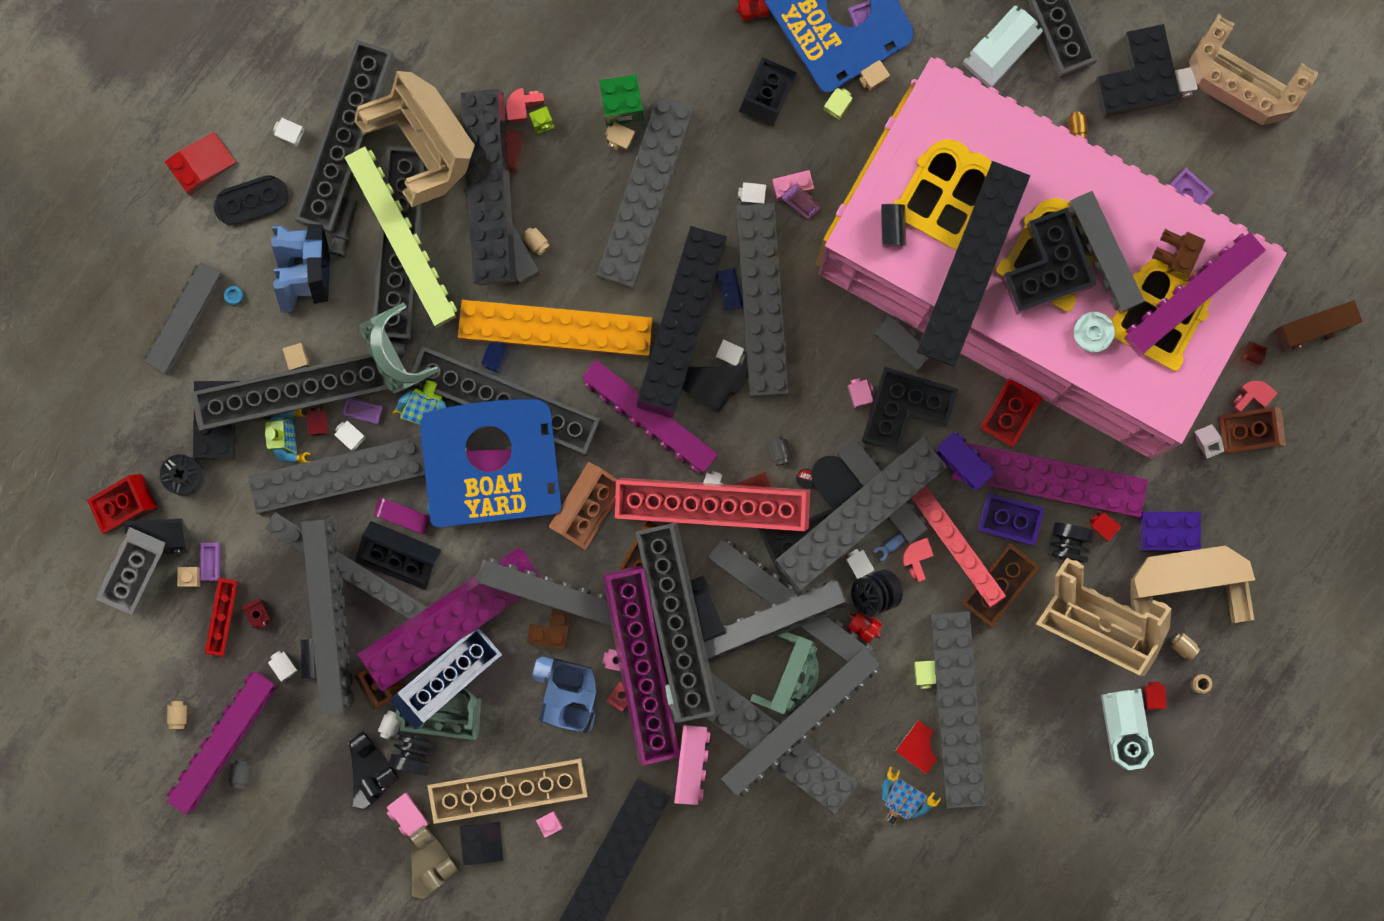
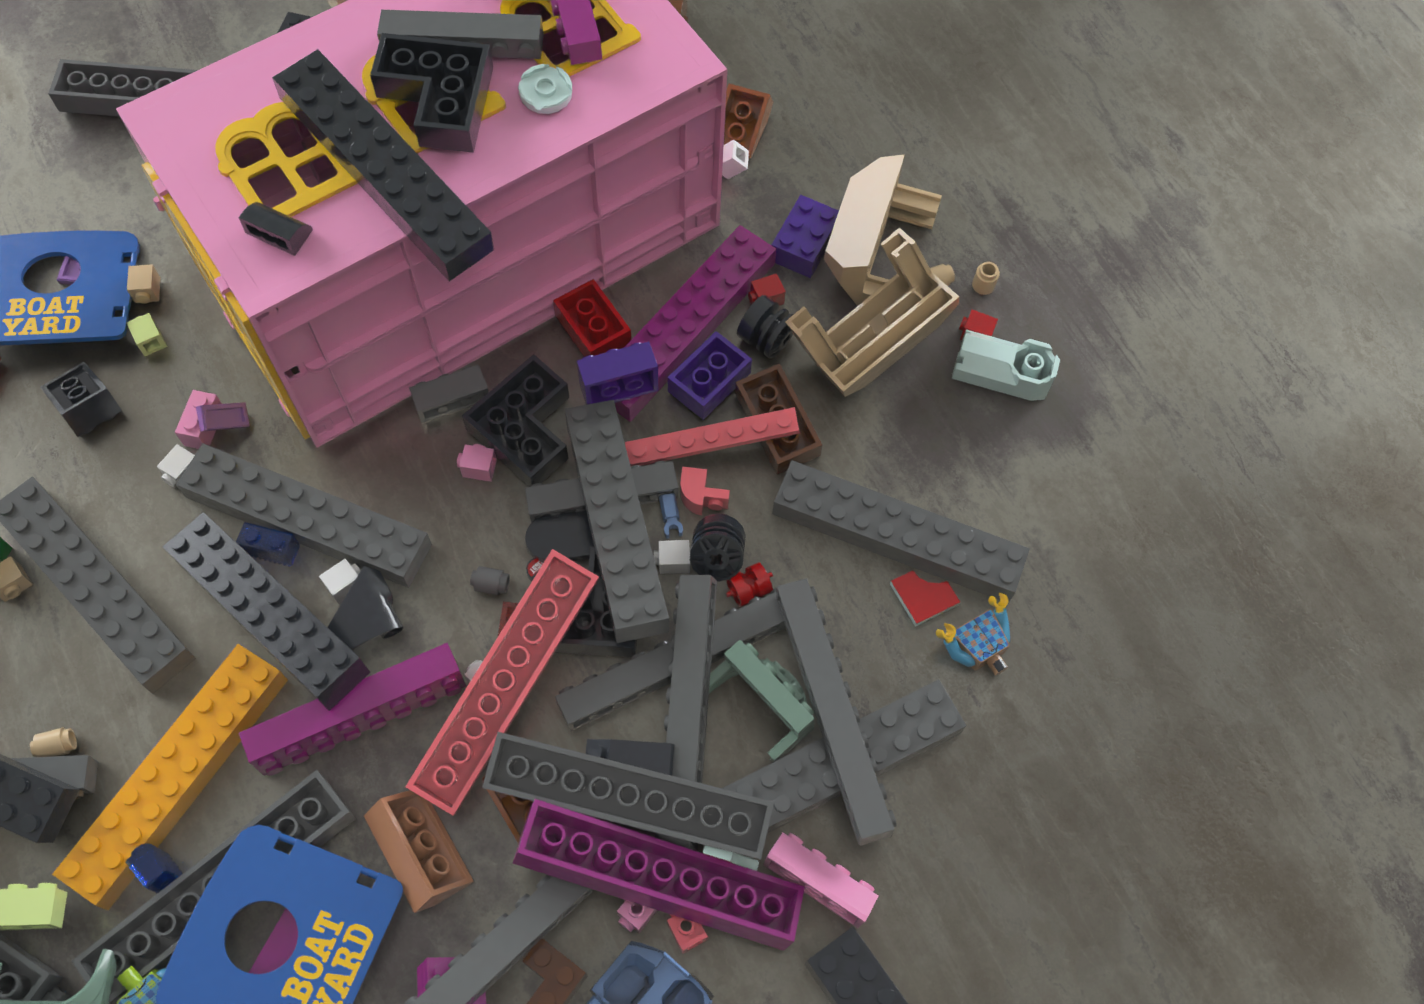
camera: 70 degrees left, 20 degrees down
(925, 674) = (839, 546): yellowish green brick -> none

